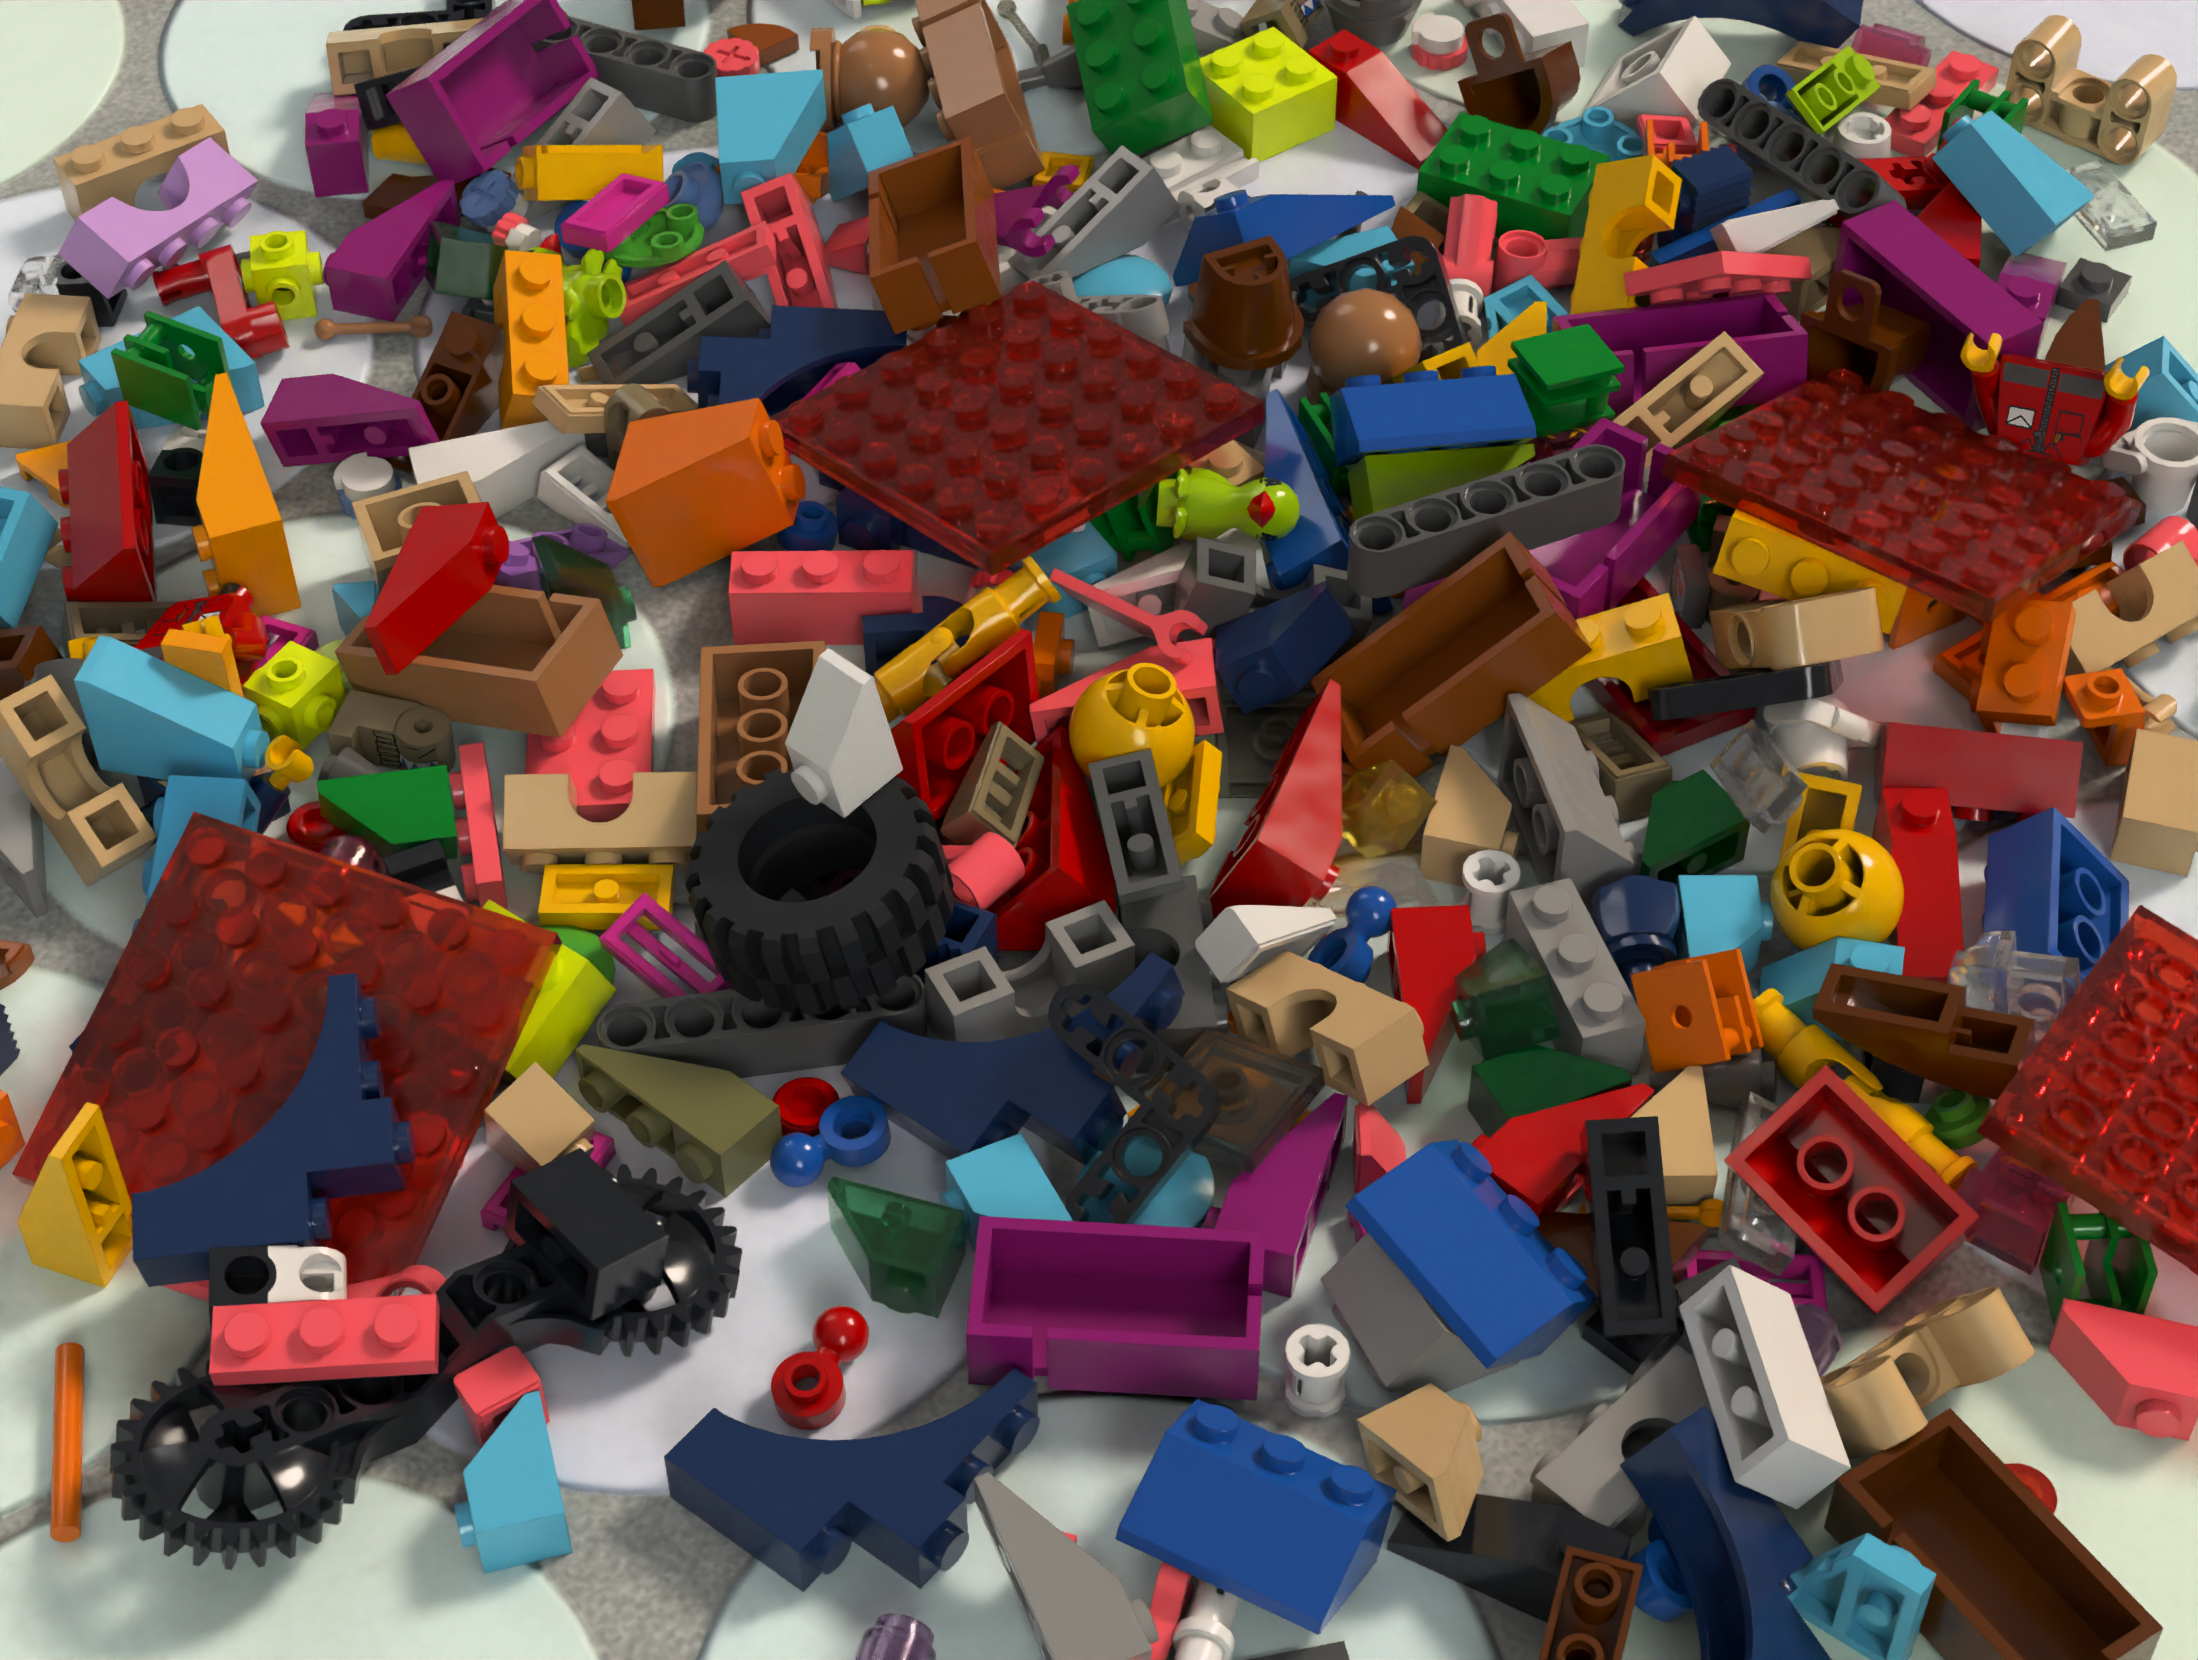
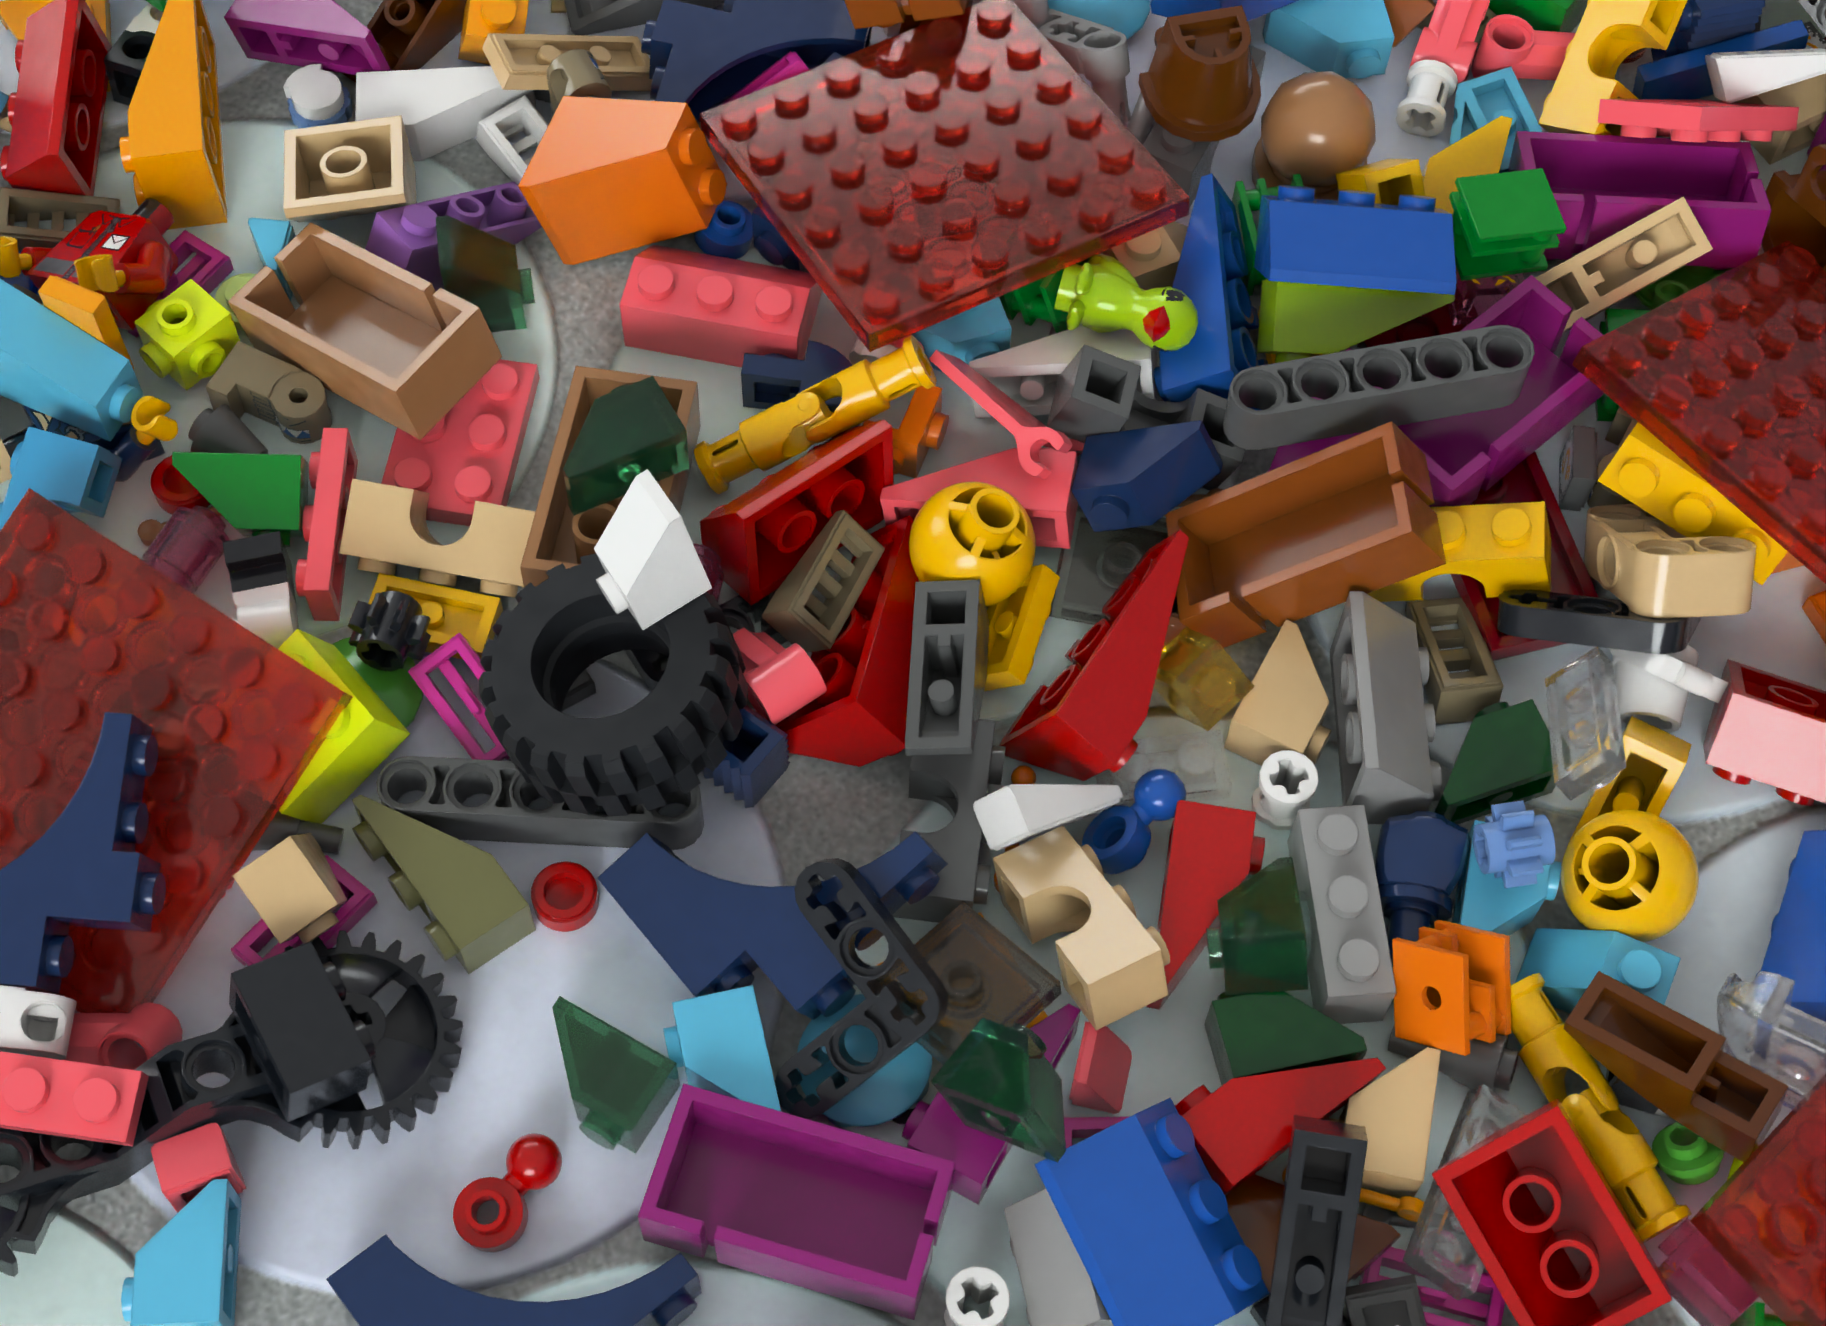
camera: 10 degrees right, 15 degrees up
(435, 579) = (329, 251): red slope -> none
(574, 901) = (389, 630): none -> black gear
(767, 691) = (621, 438): none -> clear green slope
(800, 1158) = (544, 952): blue plate -> none
(980, 1003) = (851, 804): light grey arch -> none
(1295, 1154) = (1006, 1088): none -> clear green slope
(1411, 290) = (1379, 73): black beam -> none
(1721, 876) = (1514, 844): none -> medium blue gear
(1922, 840) = (1729, 836): red slope -> none

